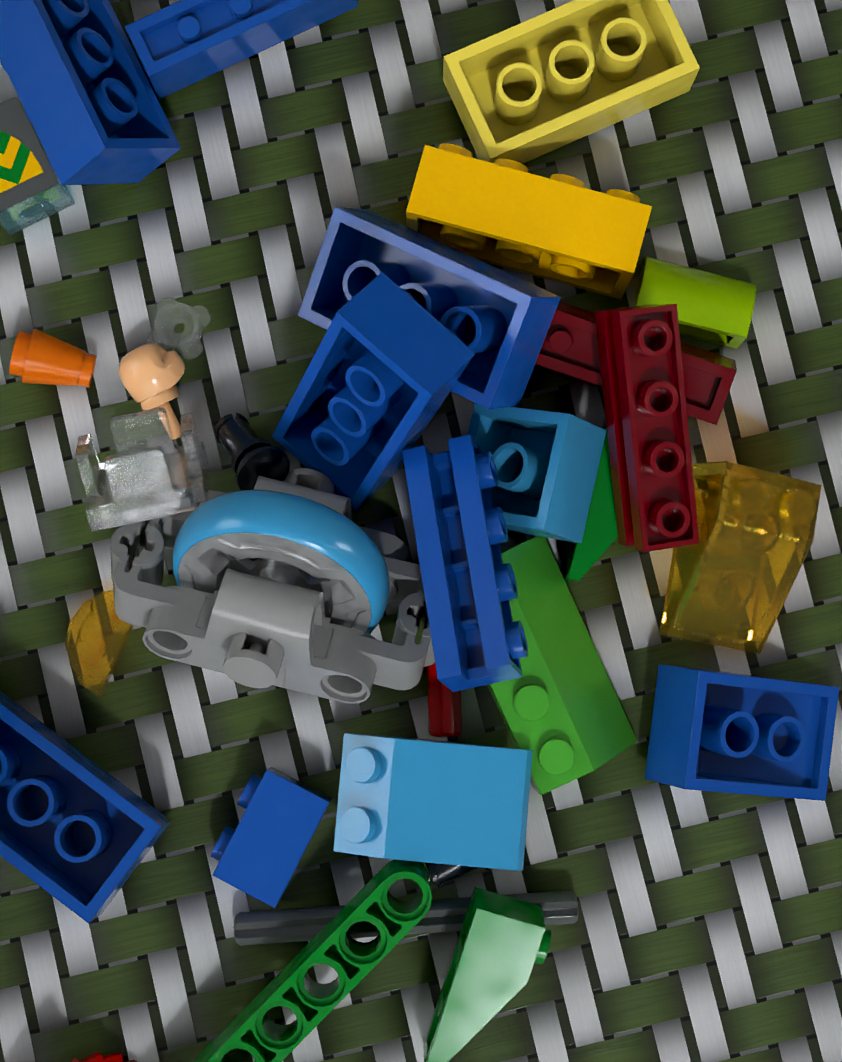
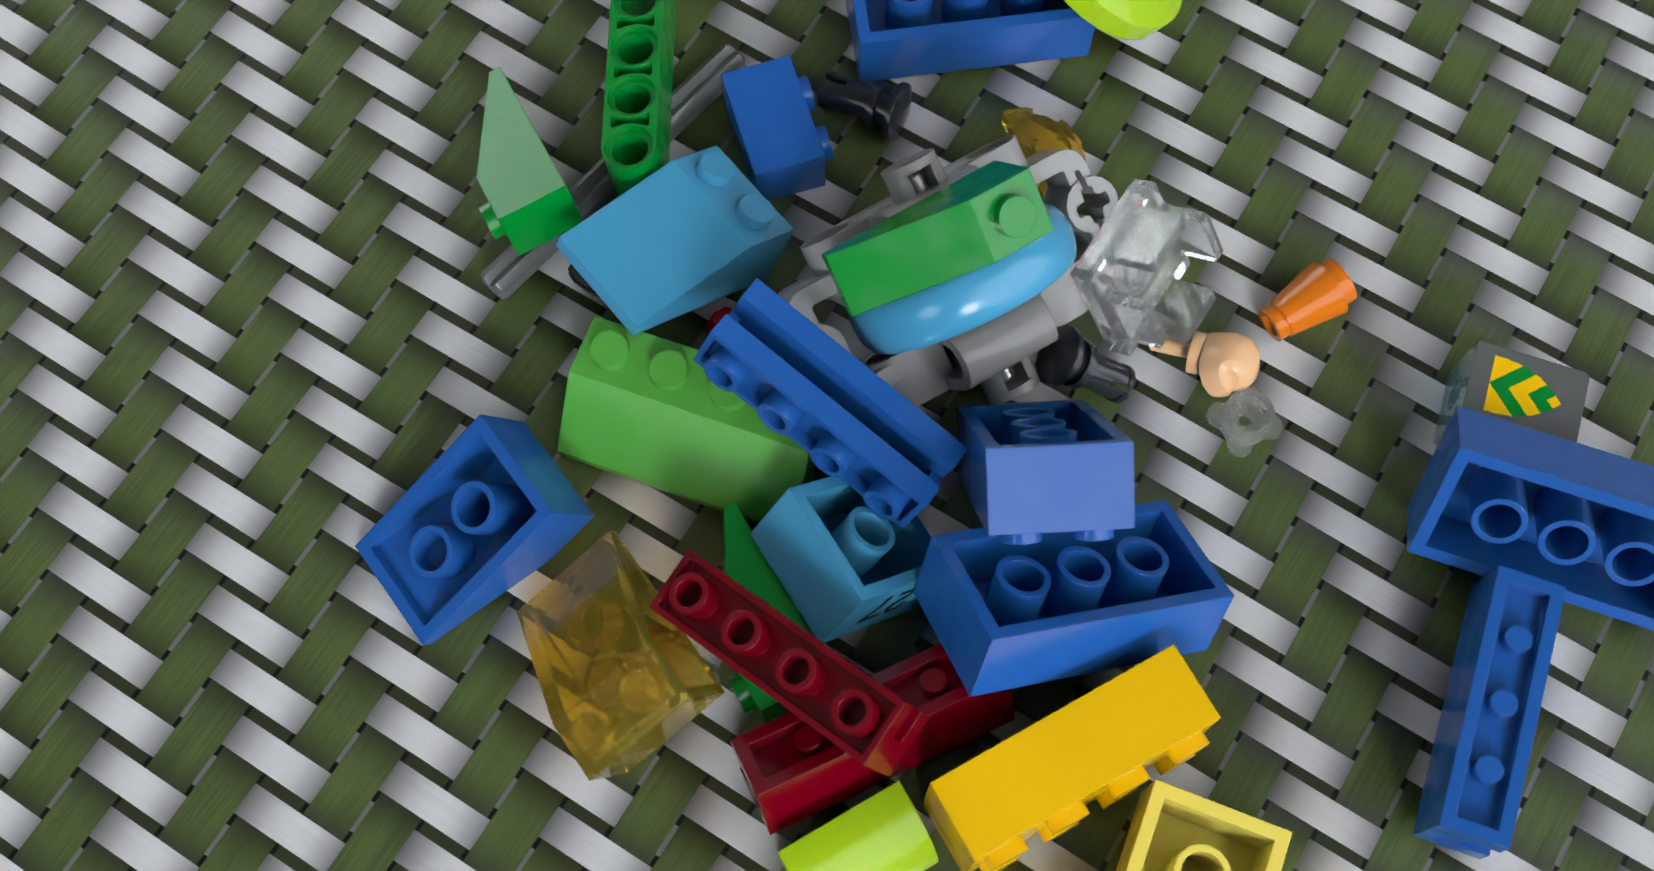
camera: 135 degrees right, 15 degrees down
(185, 796) = (869, 102): none -> black pin
(292, 578) = (940, 237): none -> green slope

